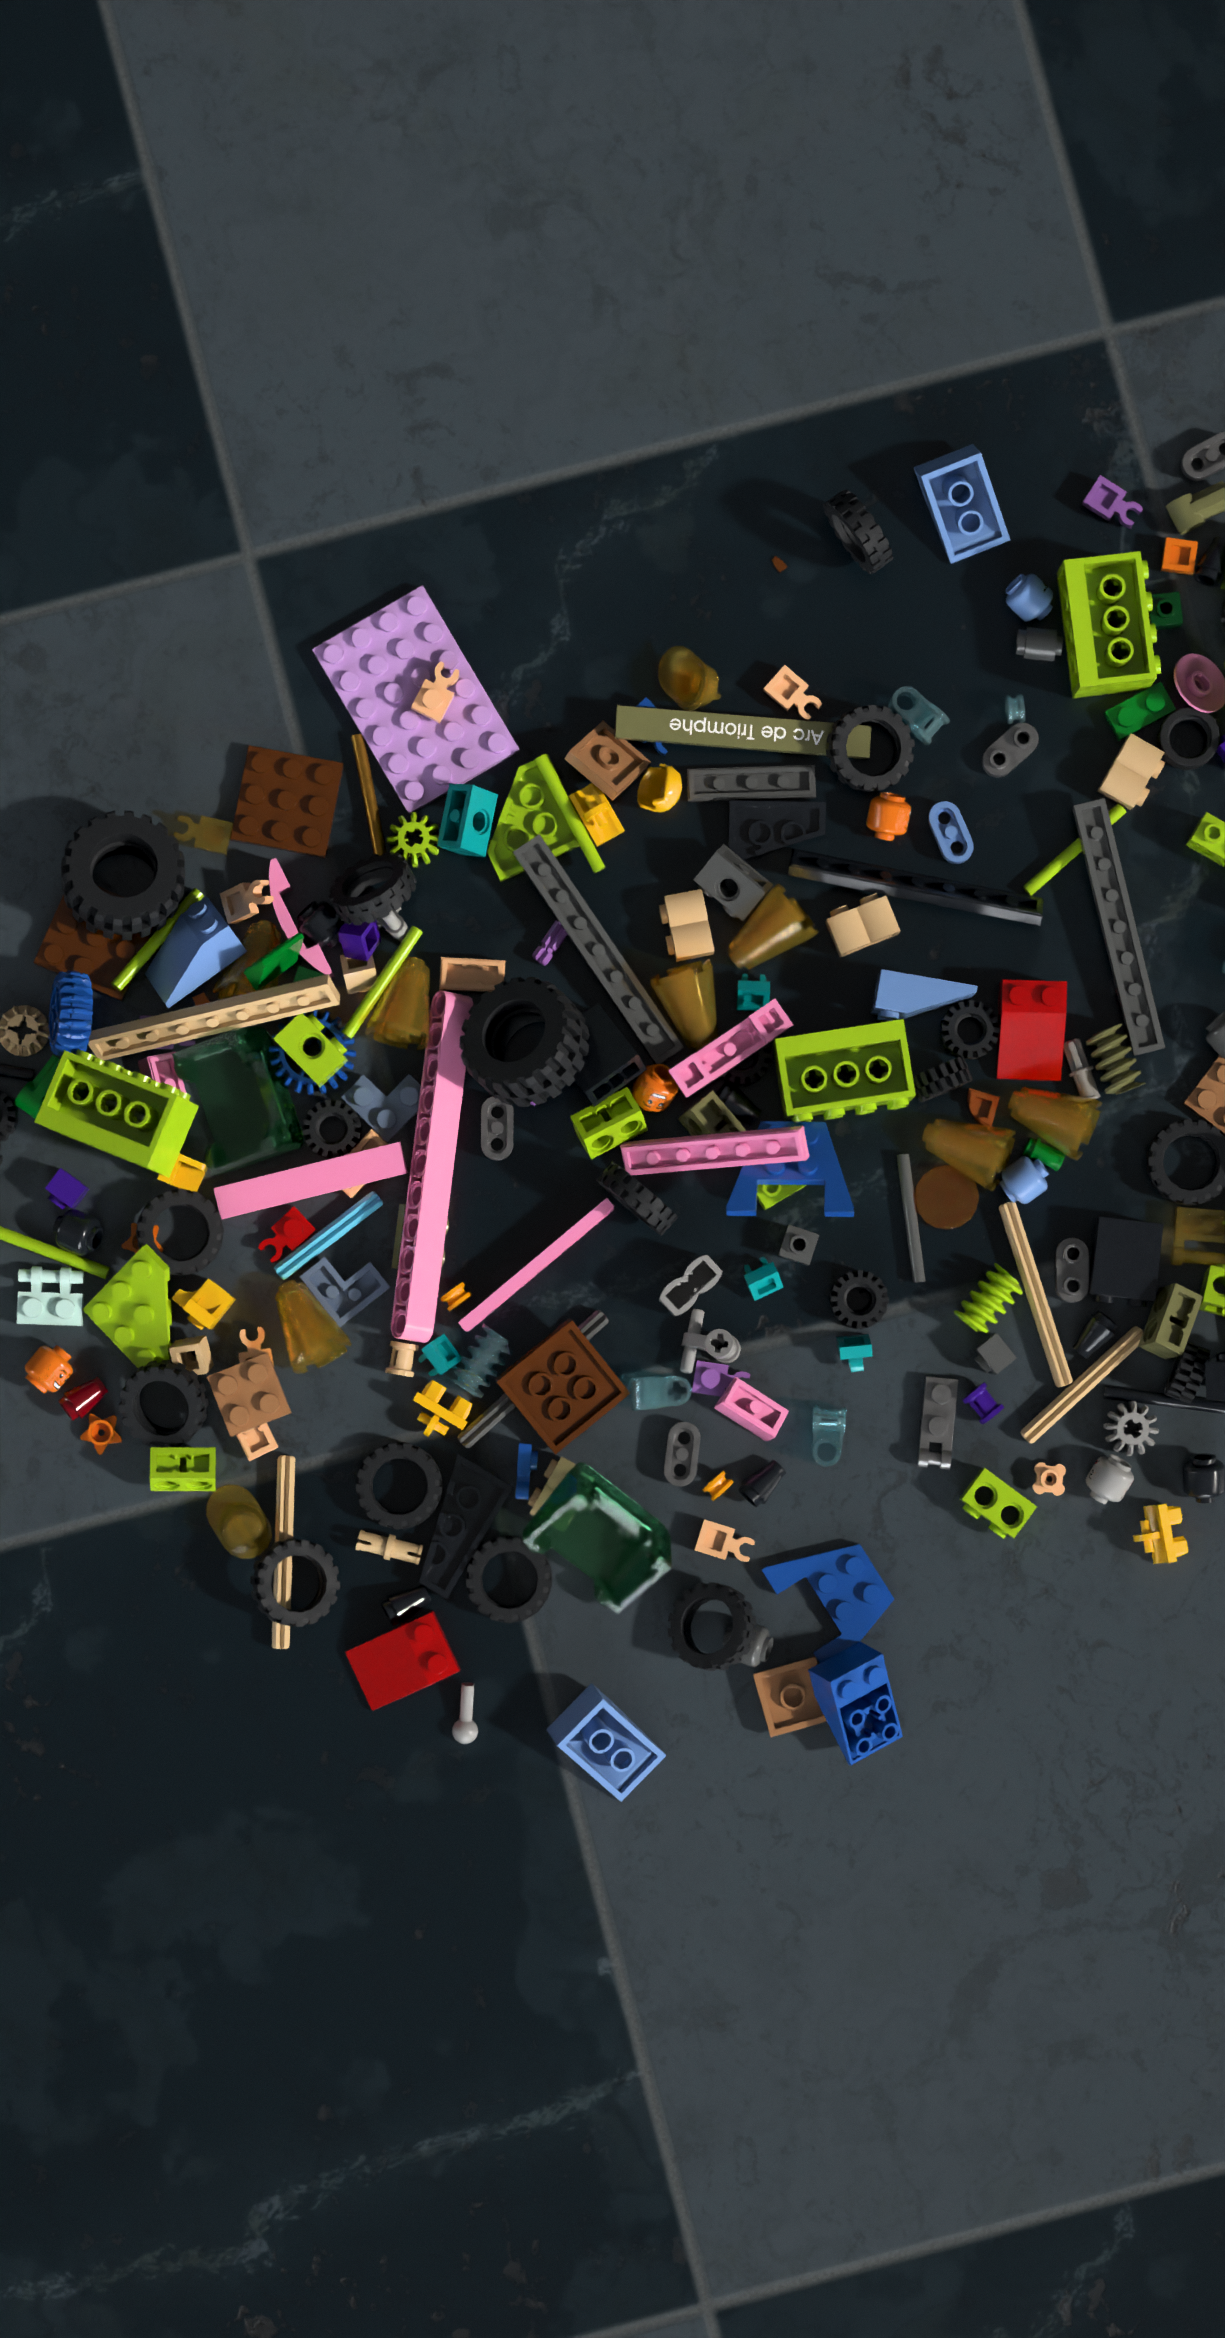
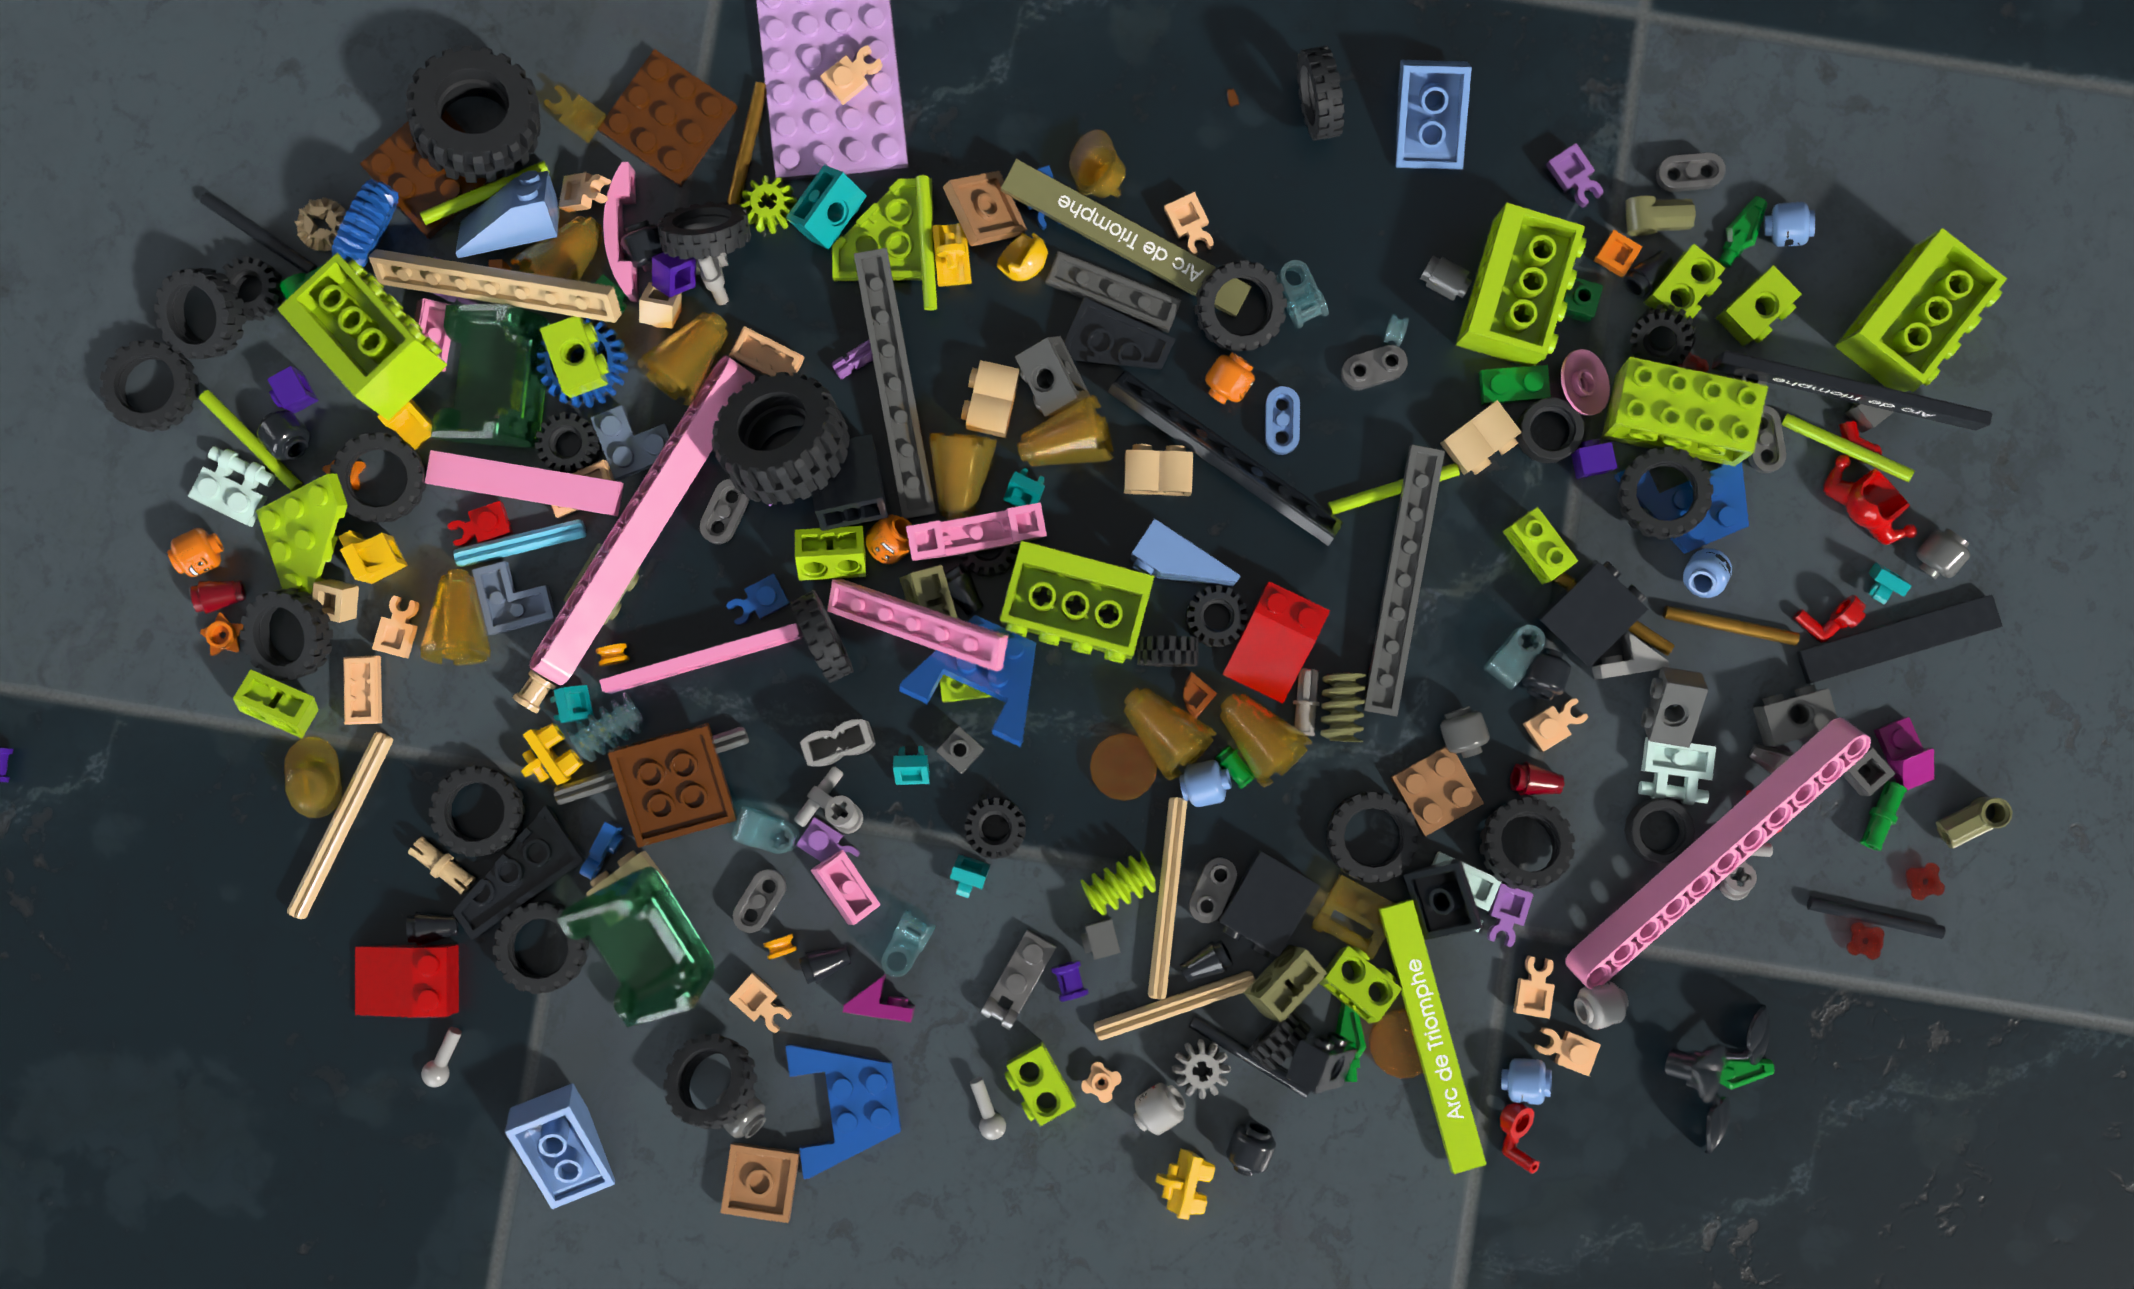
camera: 30 degrees right, 0 degrees up
(249, 1394) = (371, 660): medium nougat plate -> none
(274, 962) = (577, 258): green slope -> none
(326, 1589) = (332, 895): black tyre -> none
(381, 982) = (674, 323): lime bar -> none
(565, 1189) = (763, 598): none -> blue plate
(818, 1499) = (870, 1003): none -> magenta slope
(857, 1701) = (818, 1216): blue slope -> none
(910, 1217) = (1080, 771): dark grey bar -> none
(970, 1558) = (991, 1124): none -> light grey bar
(1029, 597) = (1456, 230): medium blue head -> none

